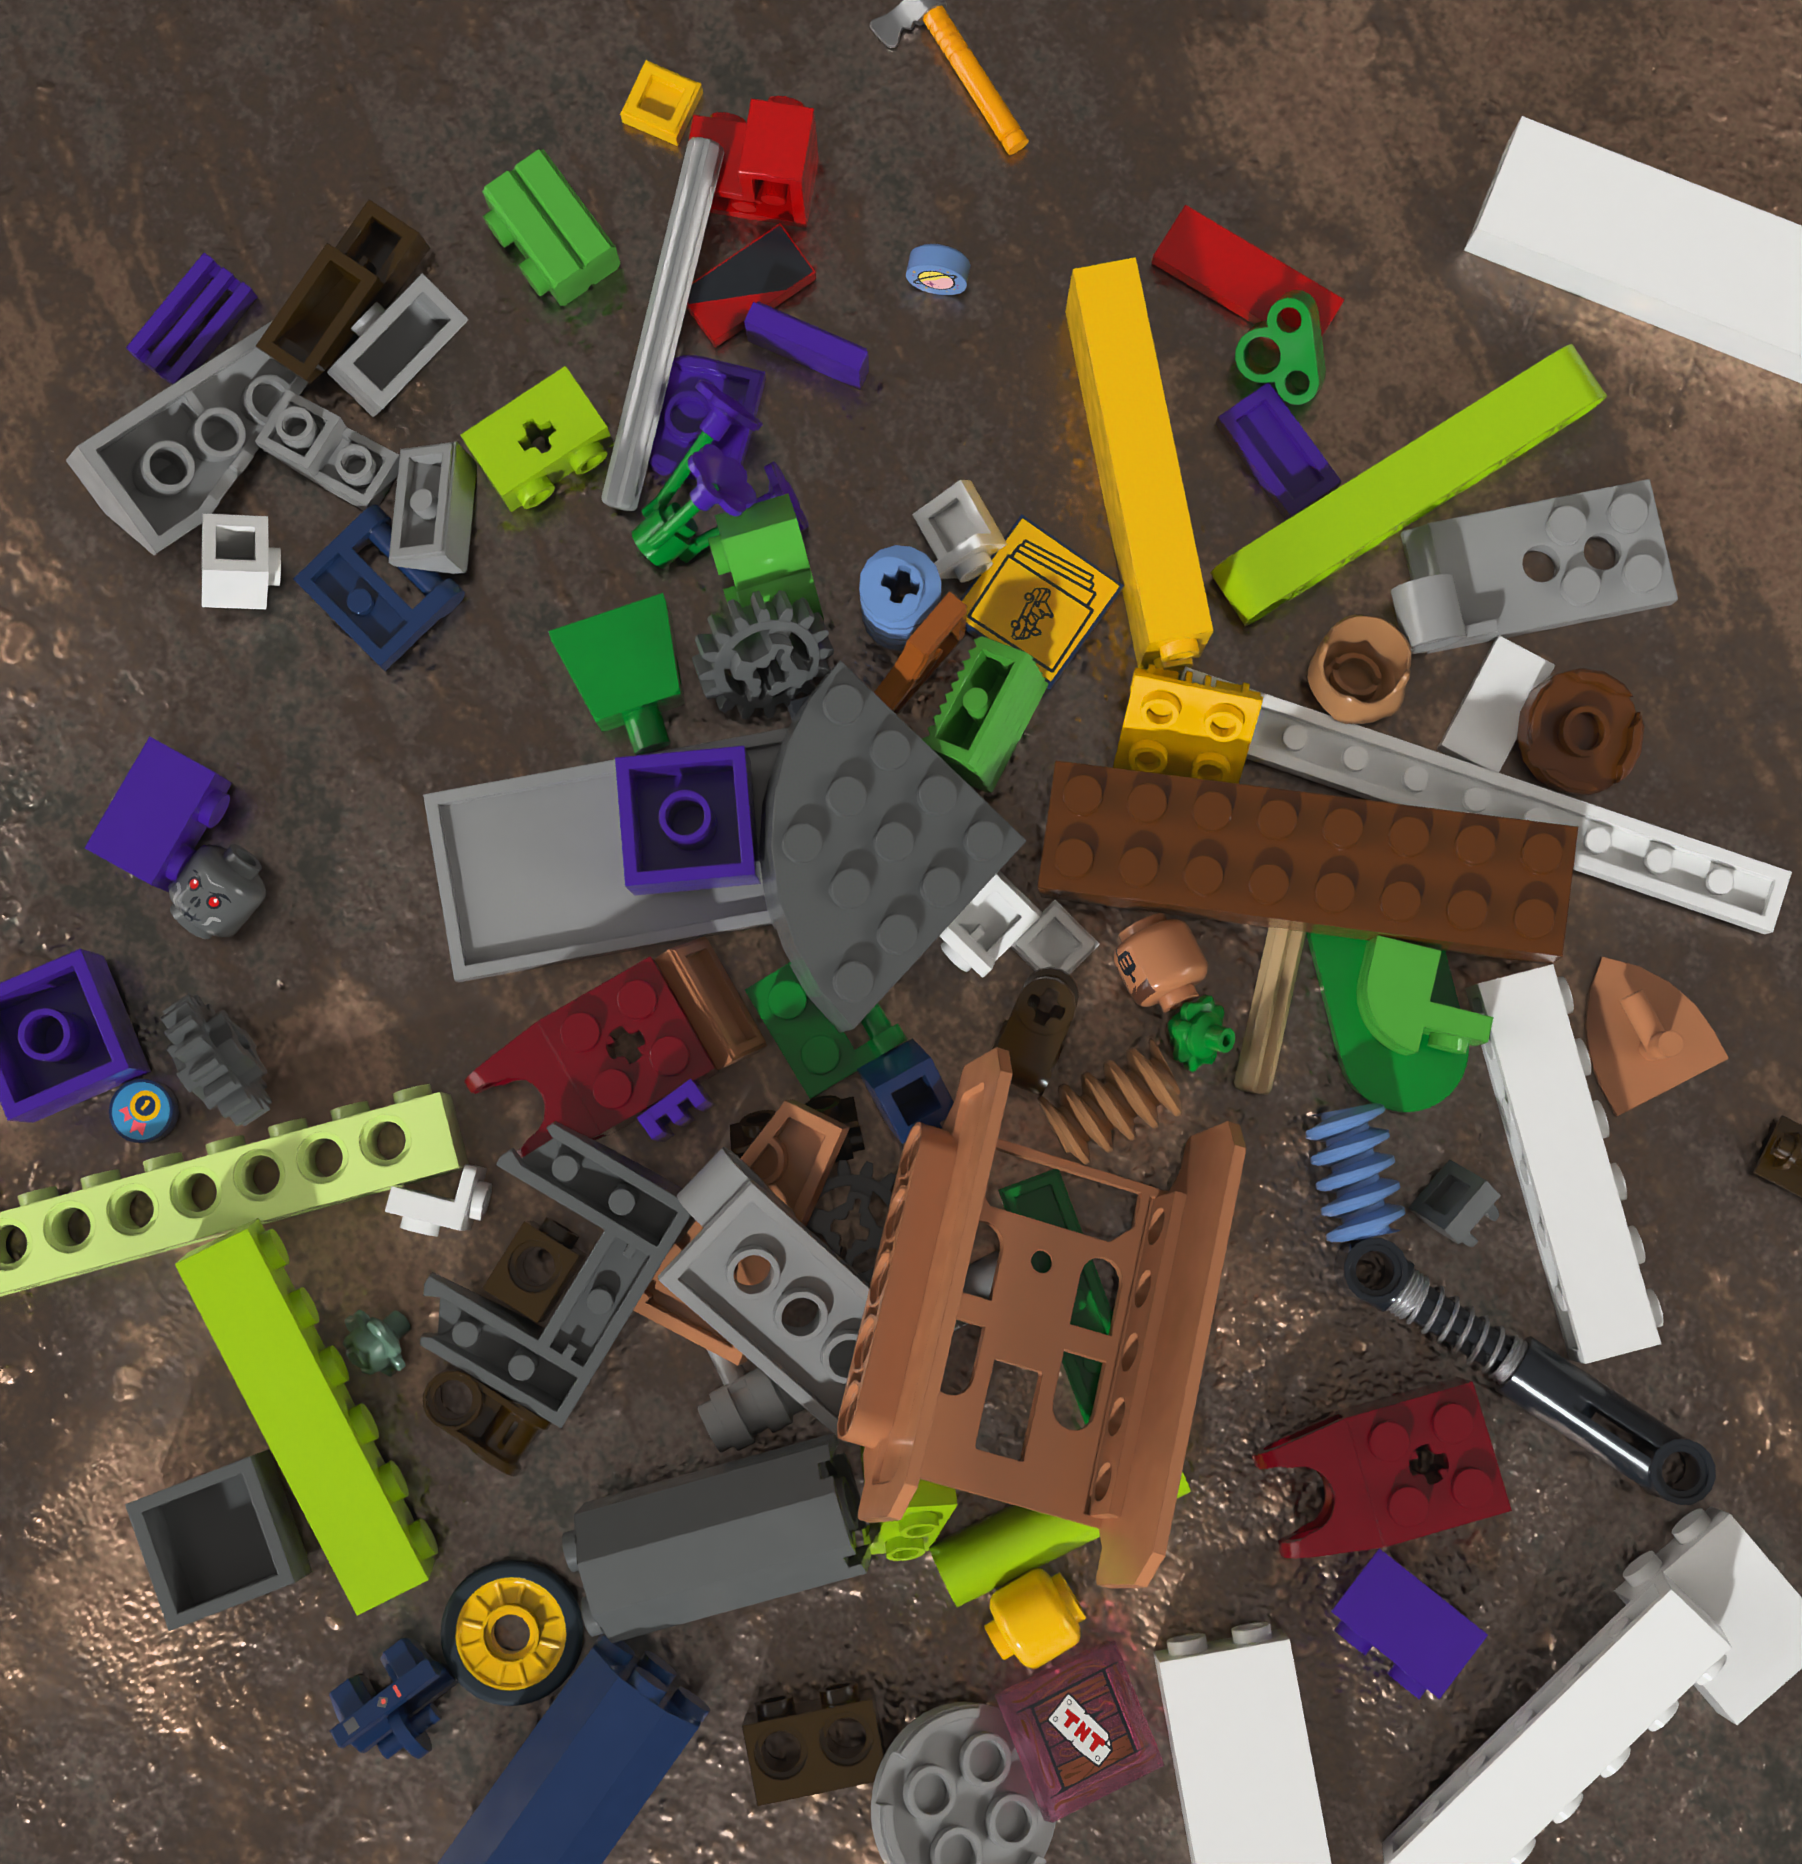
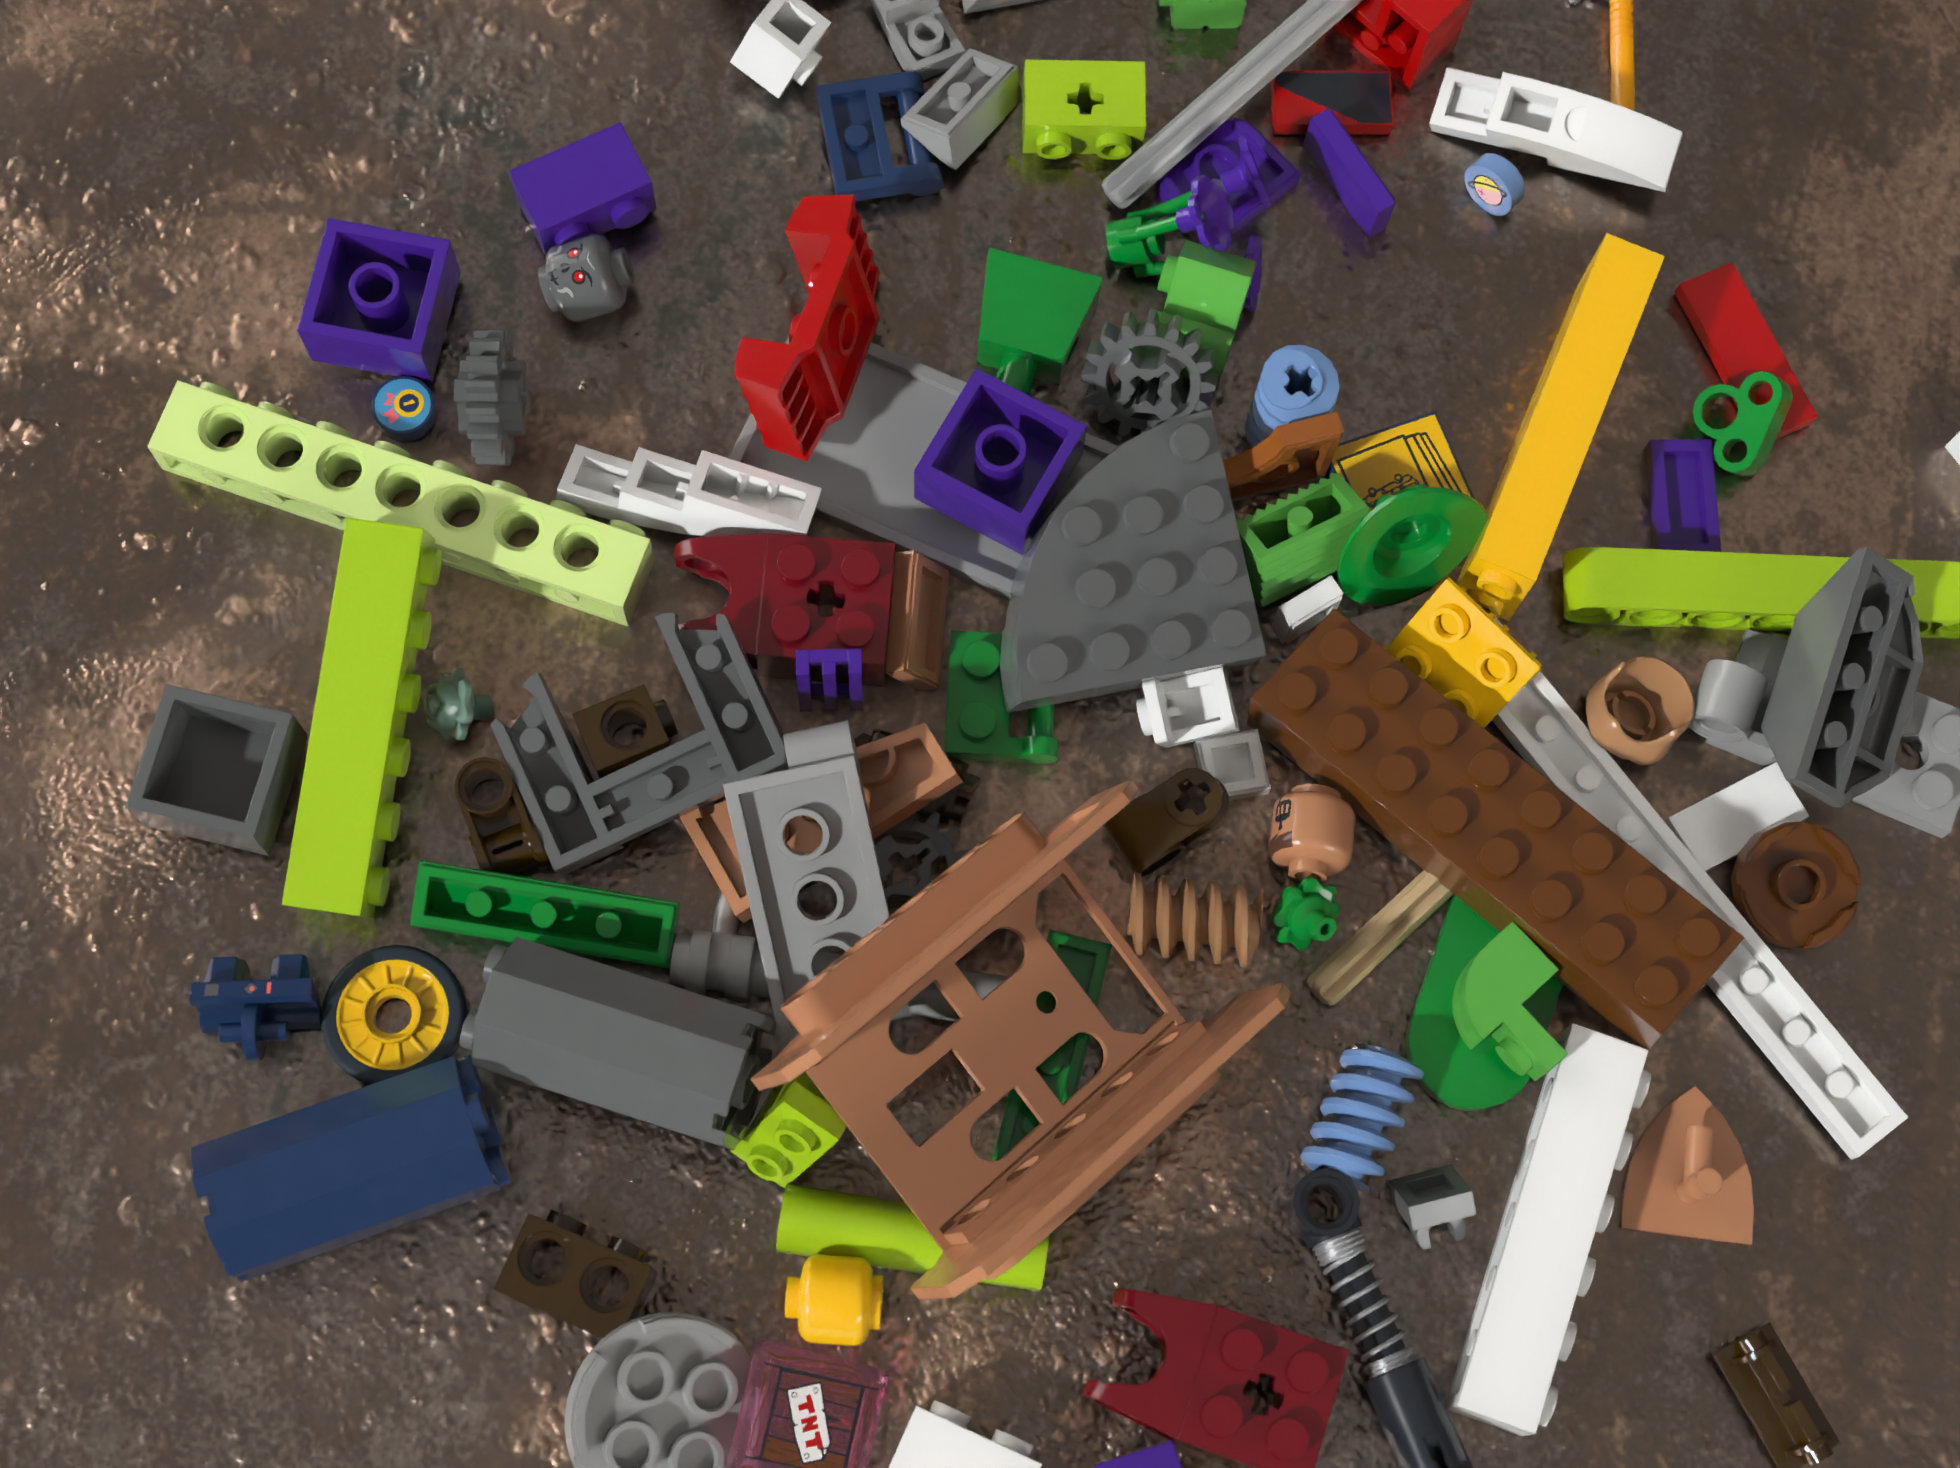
camera: 25 degrees right, 10 degrees down
(427, 1212) = (572, 632): white bracket -> none
(444, 1028) = (686, 498): none -> white slope
(472, 822) = (809, 382): none -> red plate
(578, 1469) = (545, 913): none -> green slope
(907, 1089) = (1030, 786): dark blue brick -> none
(958, 182) = (1558, 124): none -> white slope
(960, 532) = (1375, 390): white bracket -> none
(1030, 769) = (1306, 610): none -> white tile
(1077, 657) = (1408, 544): none -> green hat
(1519, 537) = (1847, 681): none -> dark grey wedge

